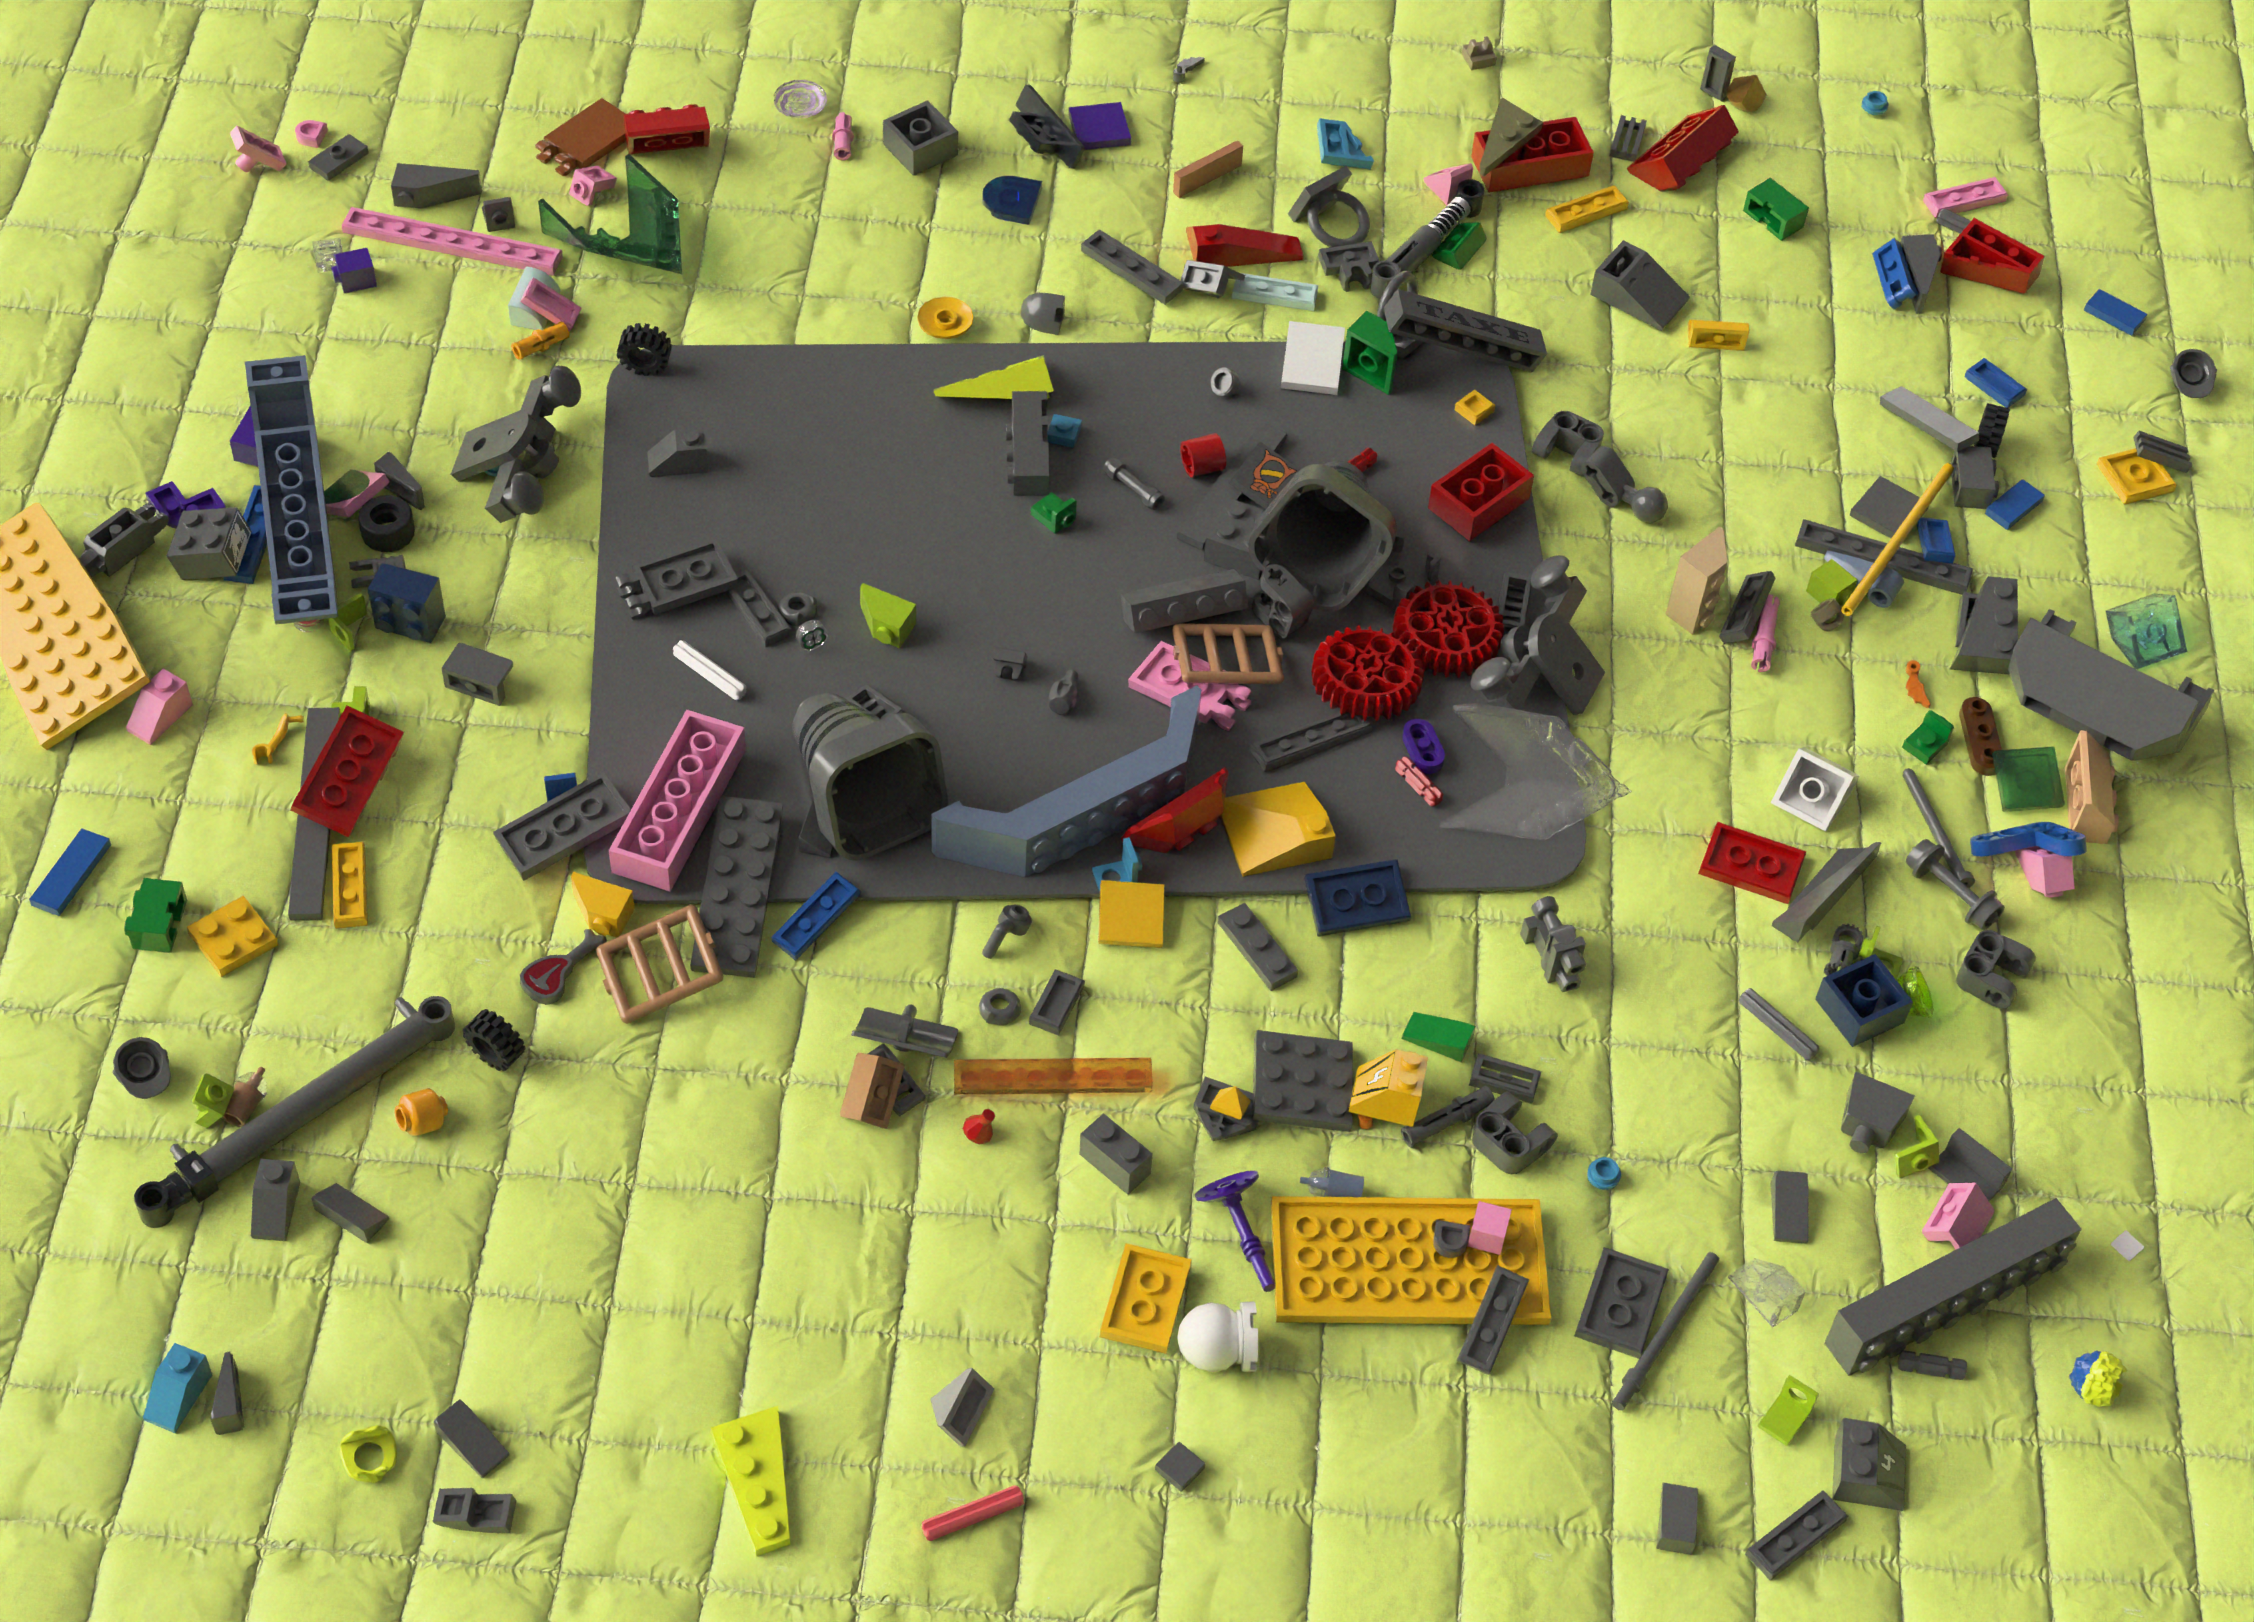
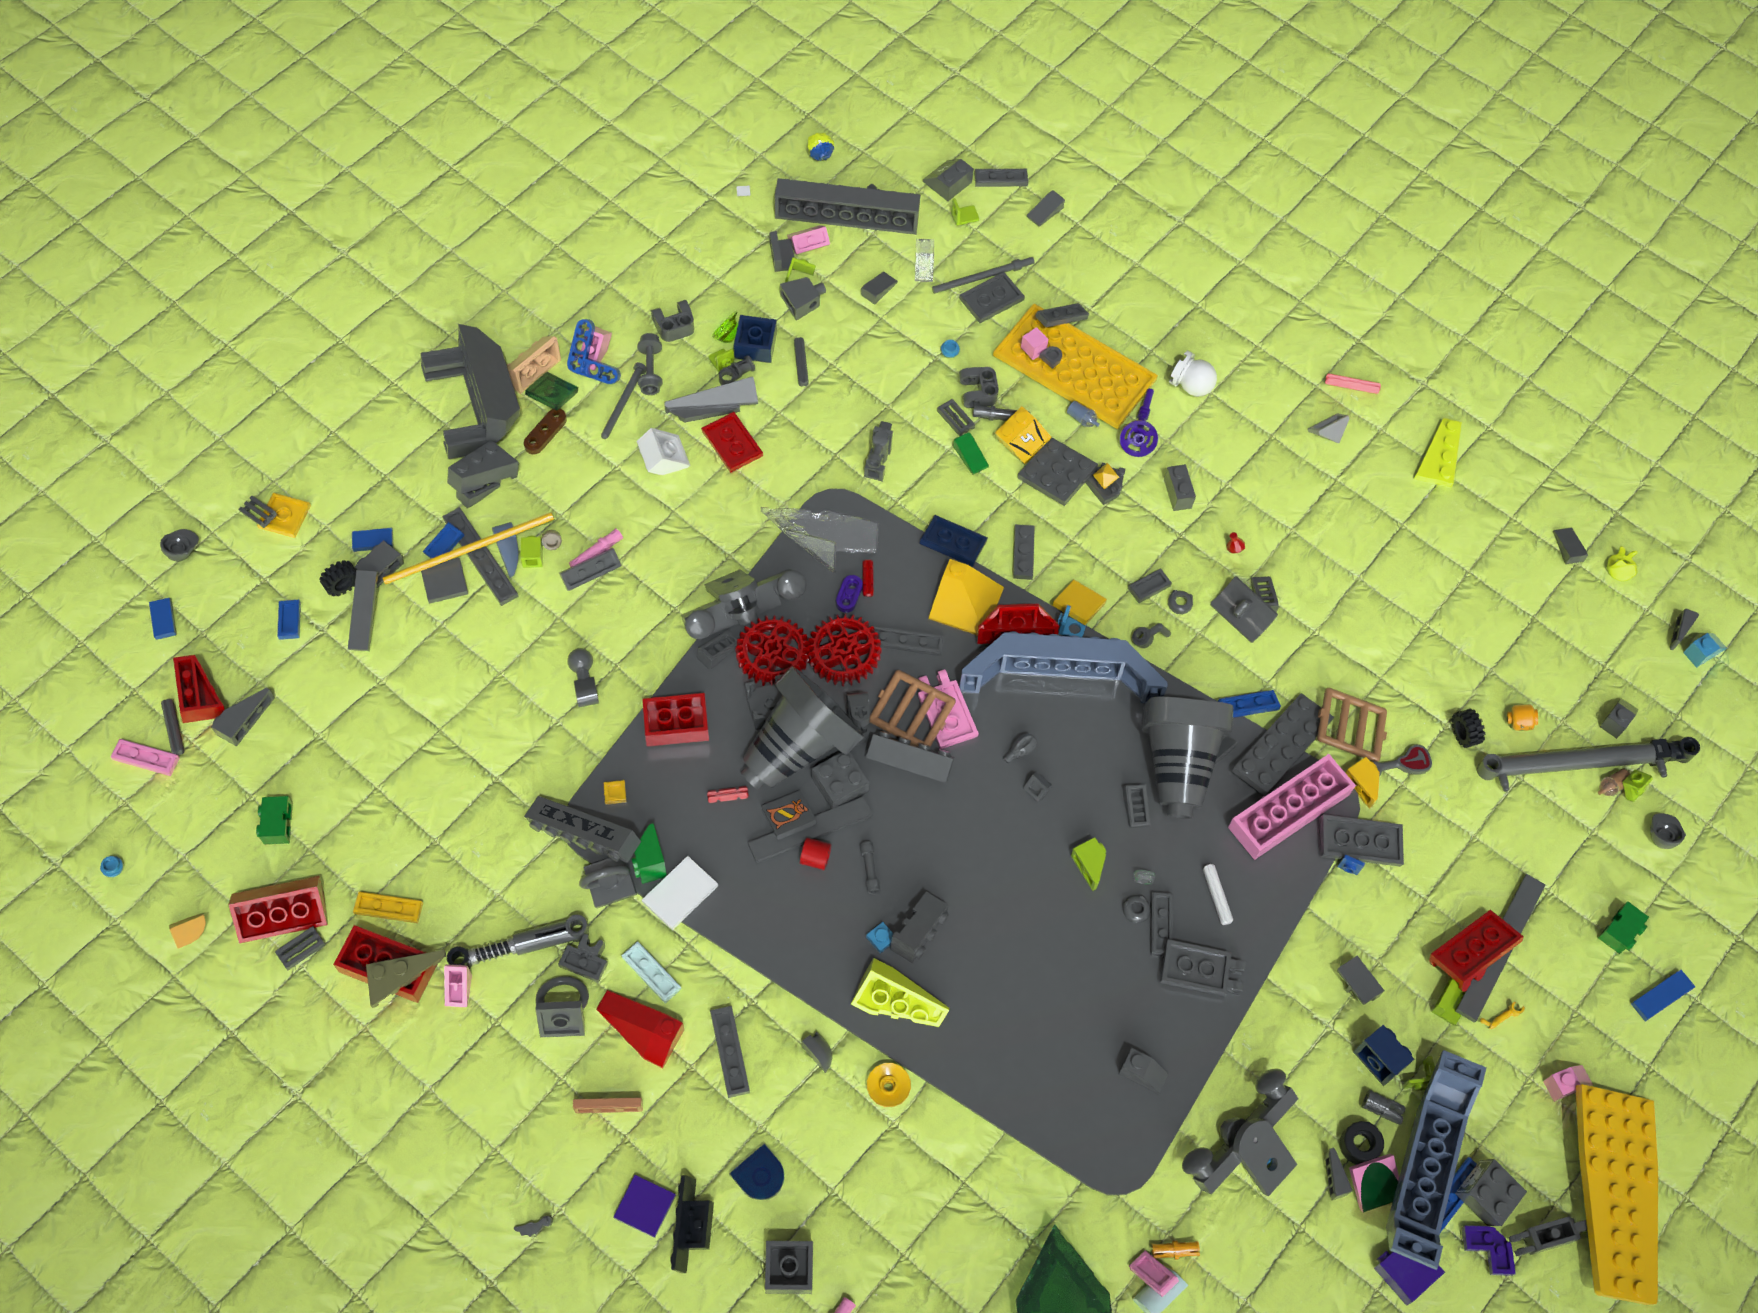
camera: 145 degrees left, 10 degrees up
(232, 936) = (1581, 893): yellow plate -> none
(349, 885) = (1500, 886): yellow tile -> none
(349, 1212) = (1582, 690): dark grey slope -> none
(474, 1512) = (1583, 515): dark grey slope -> none
(647, 338) = (1119, 1171): black tyre -> none
(872, 1090) = (1285, 586): medium nougat panel -> none
(1052, 1076) = (1181, 546): clear orange plate -> none
(1054, 512) = (934, 876): green bracket -> none
(1145, 1298) = (1211, 420): yellow plate -> none
(1180, 1466) = (1246, 349): dark grey tile -> none
(1208, 277) = (691, 998): panel -> none
(1225, 382) = (753, 904): tile -> none
(1340, 146) = (498, 1069): dark azure wing -> none
(1460, 245) = (497, 931): green slope -> none
(1479, 54) = (320, 1094): dark tan tile -> none
(1569, 434) = (588, 744): dark grey piece -> none
(1638, 286) = (427, 815): dark grey slope -> none
(1698, 583) = (611, 580): tan slope -> none
(1718, 72) = (193, 947): dark grey tile -> none
(1718, 334) = (411, 756): yellow panel -> none
(1894, 273) = (261, 723): blue plate -> none
(1914, 687) = (550, 474): orange piece -> none
(1929, 737) = (575, 445): green bracket -> none
(2147, 629) = (394, 426): clear light blue slope -> none

